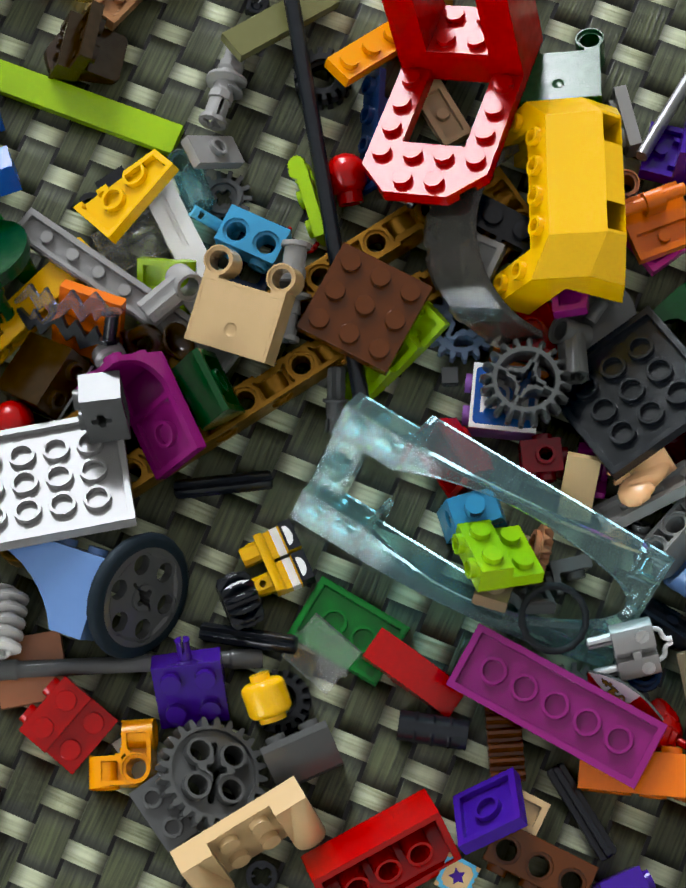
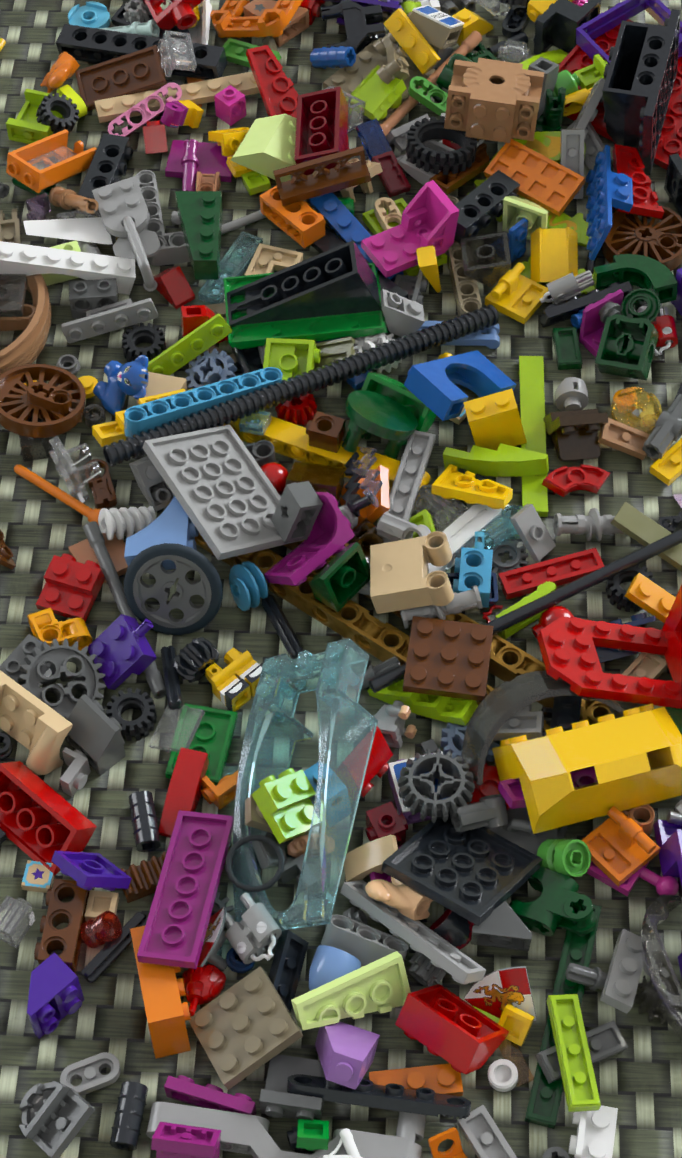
camera: 65 degrees right, 20 degrees down
(33, 37) = (569, 398): none -> light grey piece
(39, 130) = (495, 420): none -> yellow slope
(98, 143) = (505, 462): none -> lime slope
(148, 76) = (576, 478): none -> red tile
(159, 505) = (247, 585): none -> dark azure piece
(266, 698) = (126, 693): yellow head -> none
(270, 155) = (556, 570): none -> red plate
(345, 793) = (77, 772): none -> light grey bracket
(407, 401) = (392, 723): none -> light grey piece
(423, 619) = (222, 793): none -> orange bracket
(562, 821) = (101, 929): none -> clear red wheel
(650, 282) = (565, 856): none -> bright green wheel

